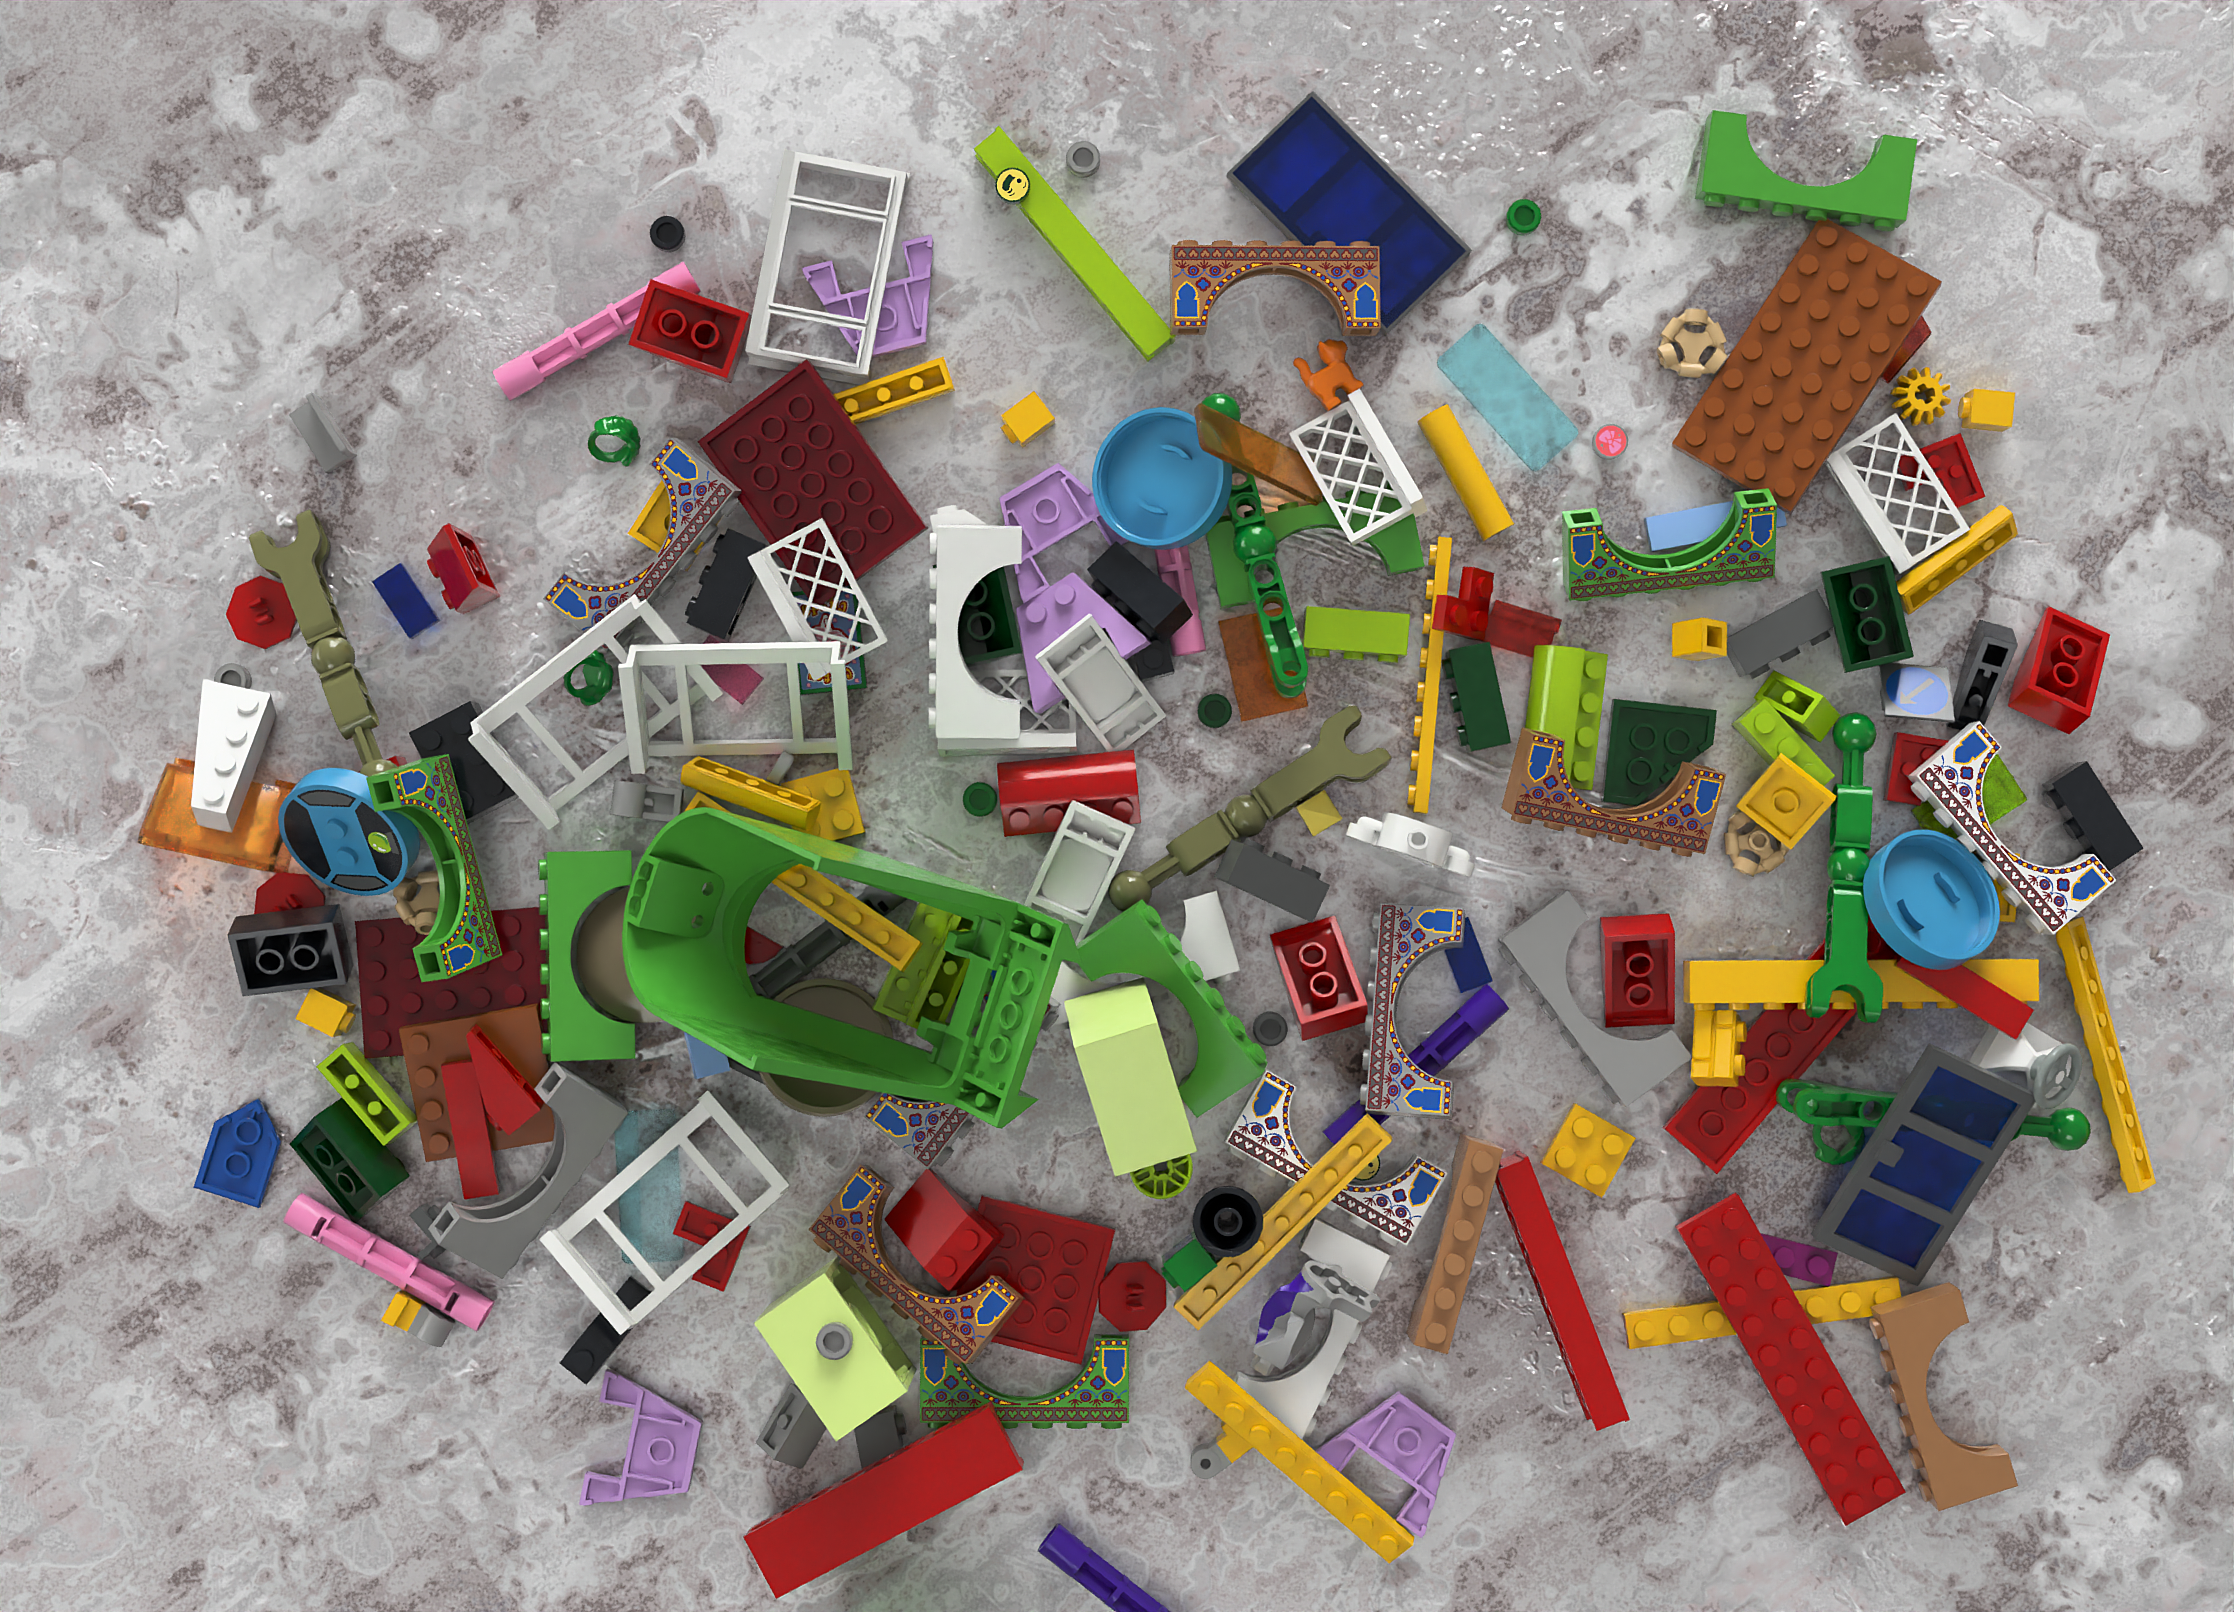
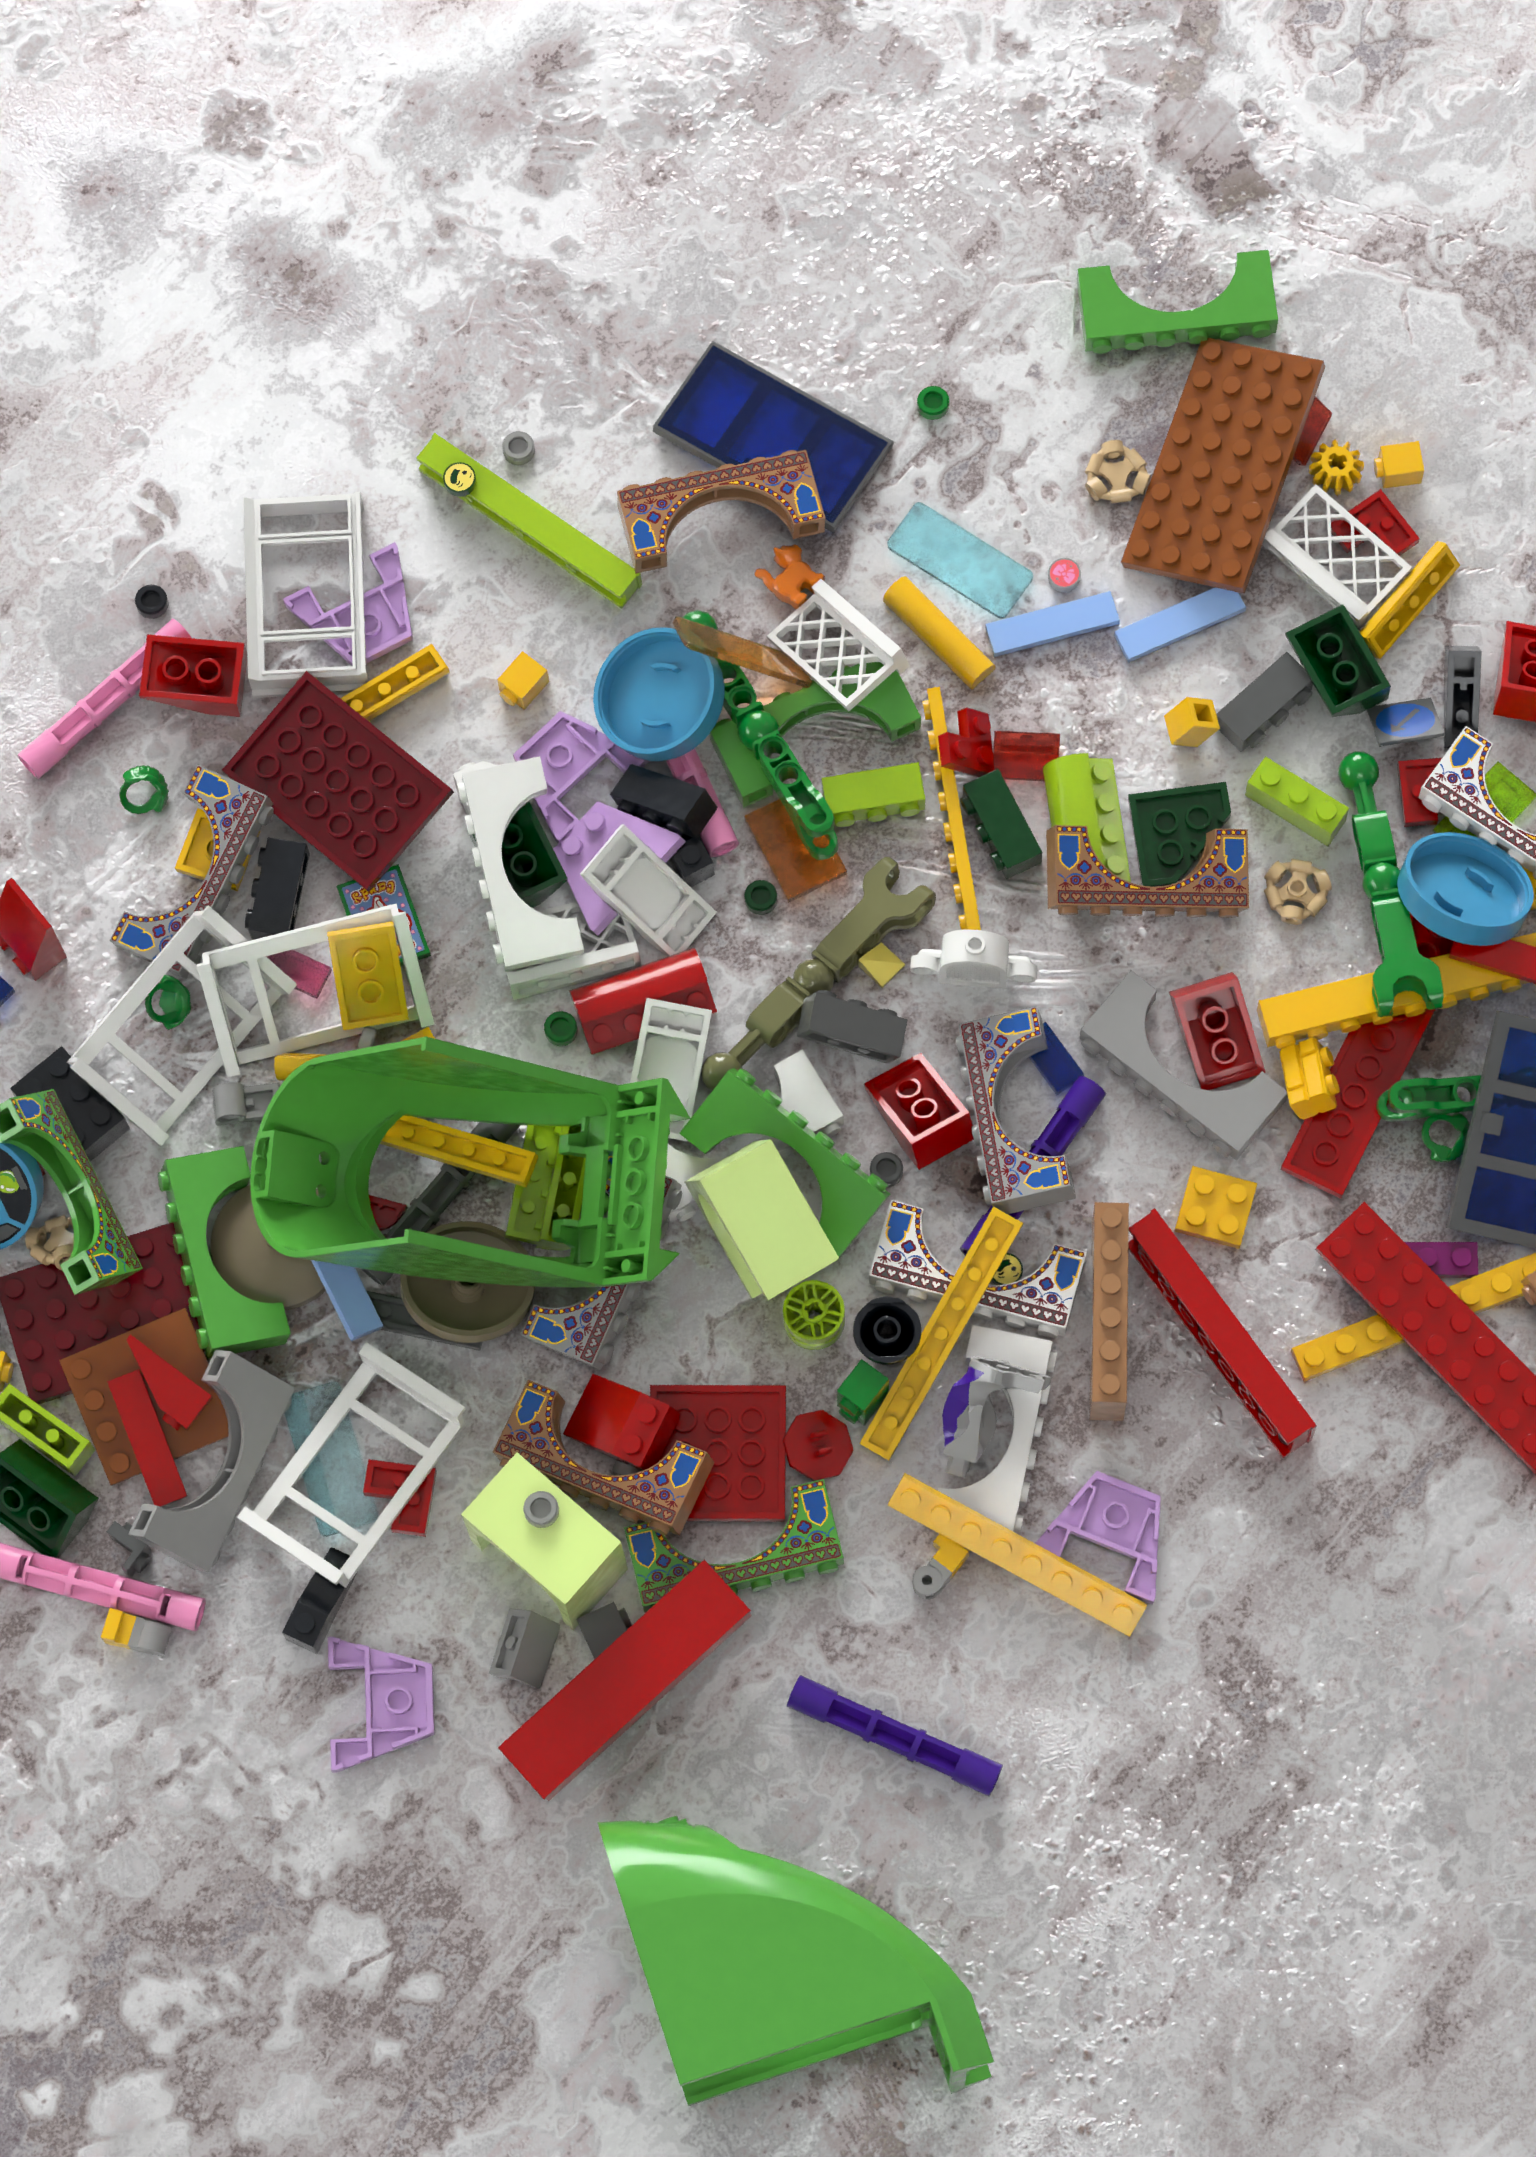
camera: 10 degrees left, 15 degrees down
(787, 605) = (339, 889): white fence -> none
(794, 707) = (368, 975): none -> yellow plate
(1584, 492) = (1052, 624): none -> light blue tile
(1734, 553) = (1204, 638): arch -> none
(1786, 801) = (1309, 840): yellow plate -> none
(1799, 705) = (1305, 758): lime slope -> none

